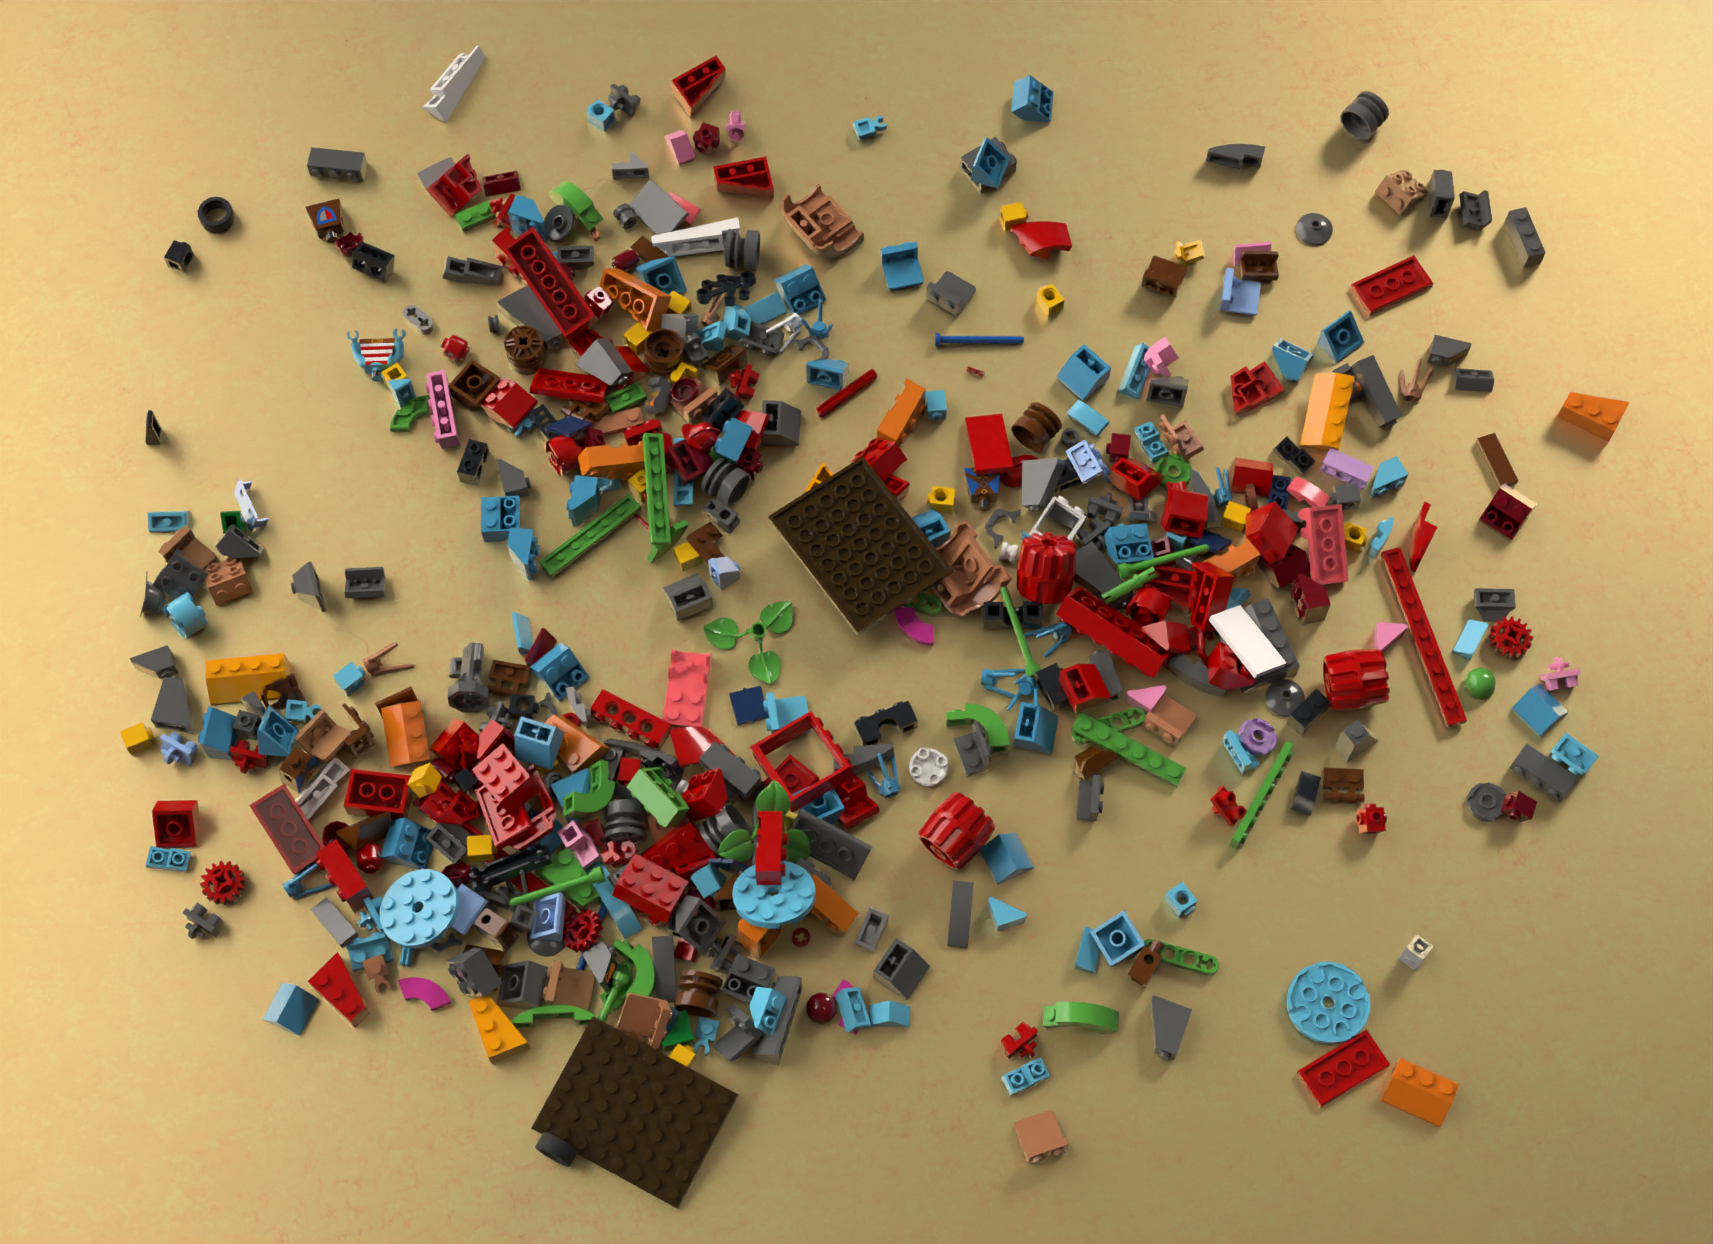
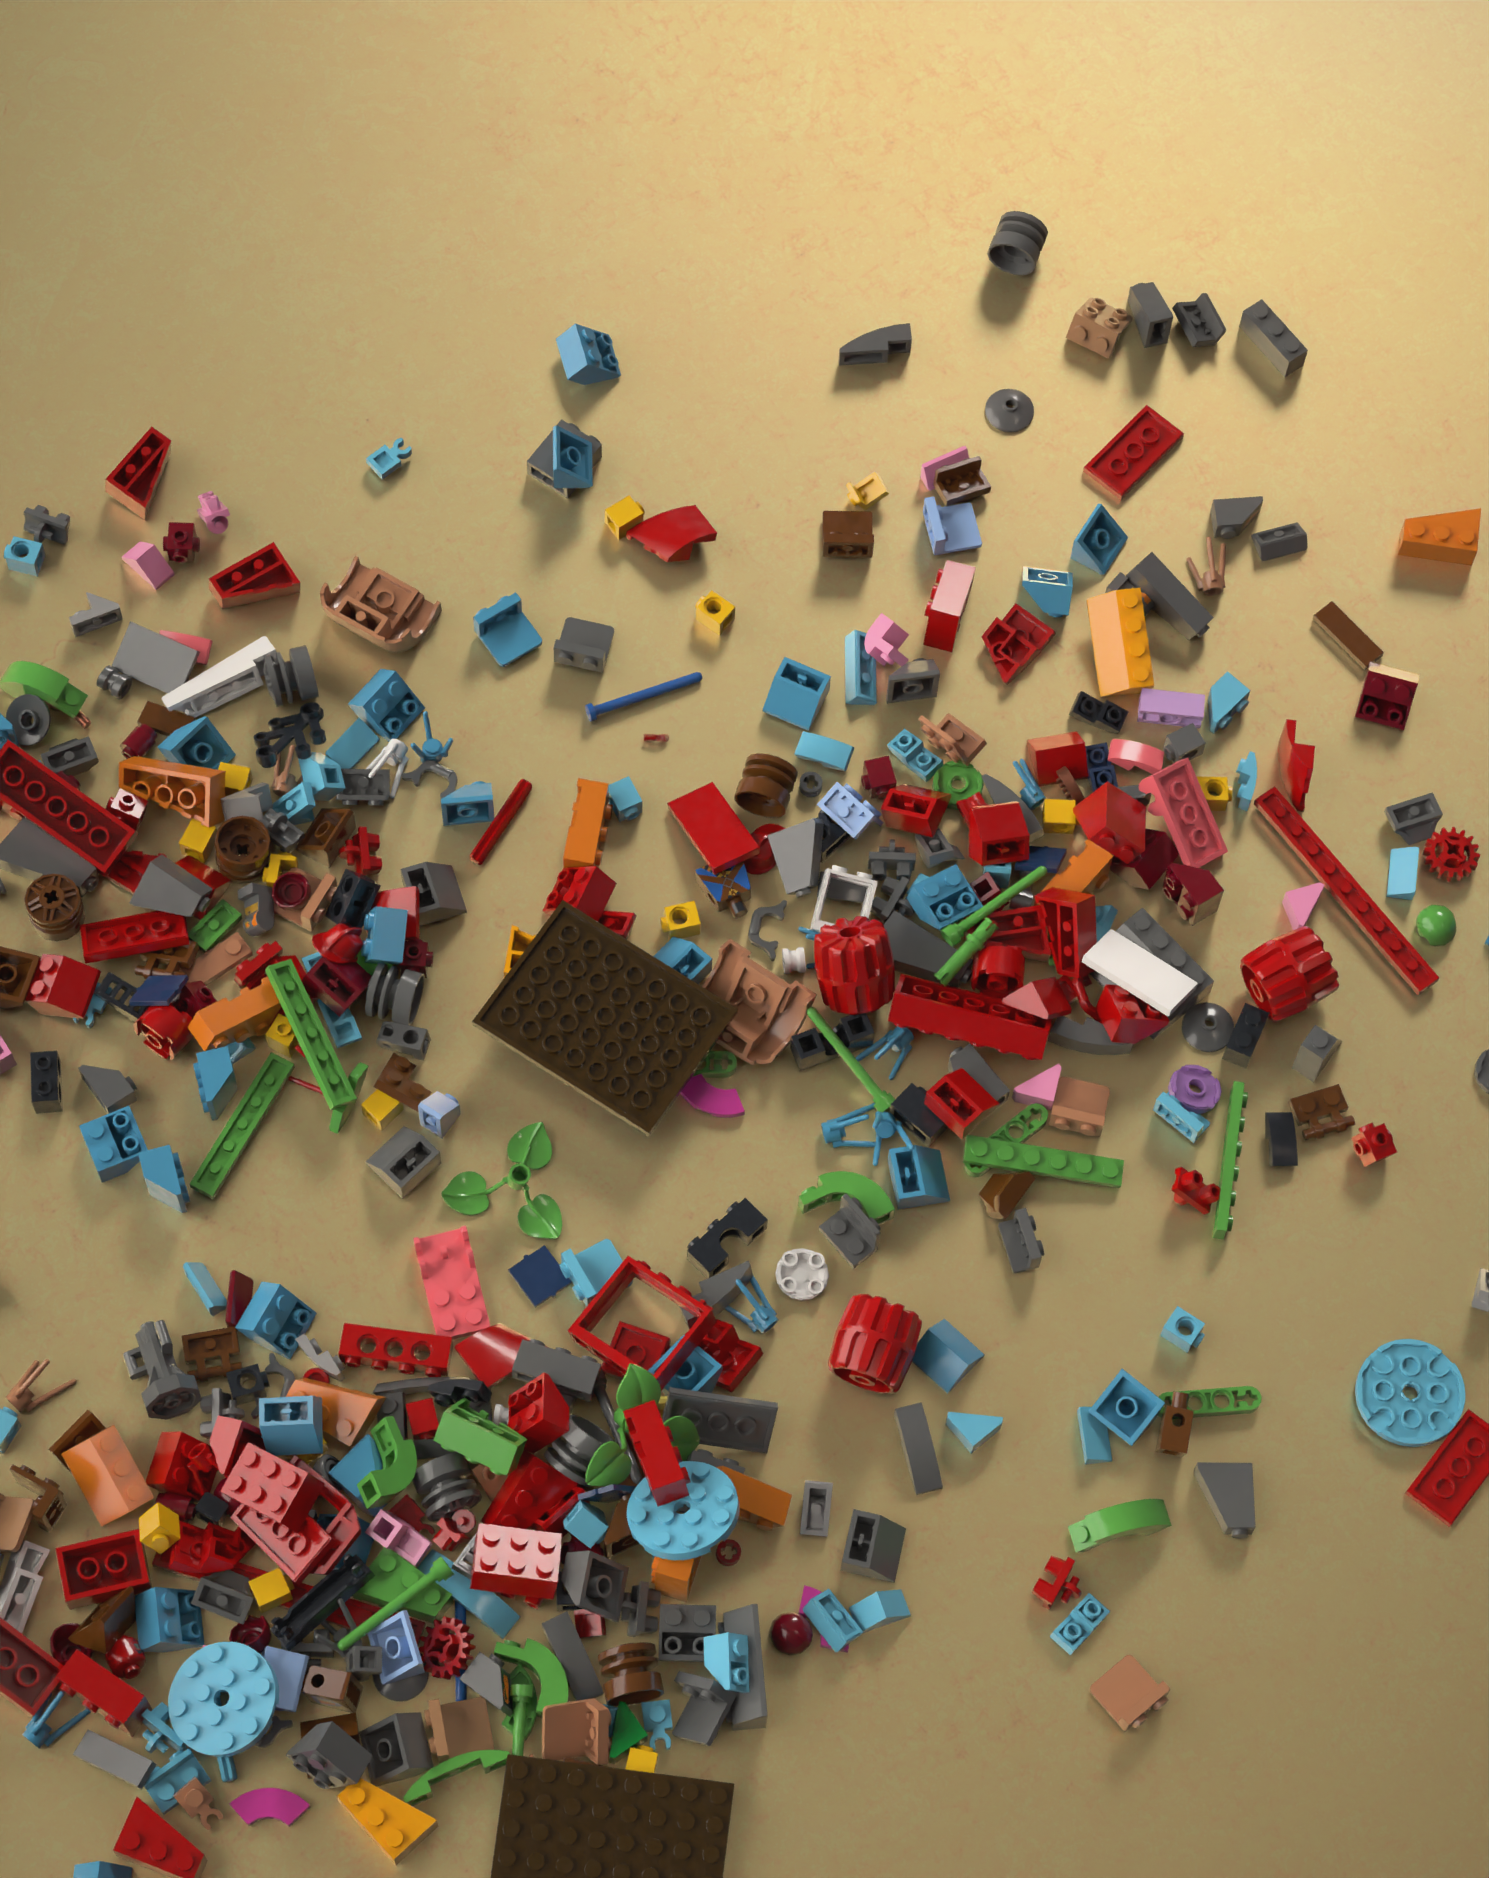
camera: 25 degrees left, 0 degrees up
(1214, 346) = (948, 604): none -> wedge

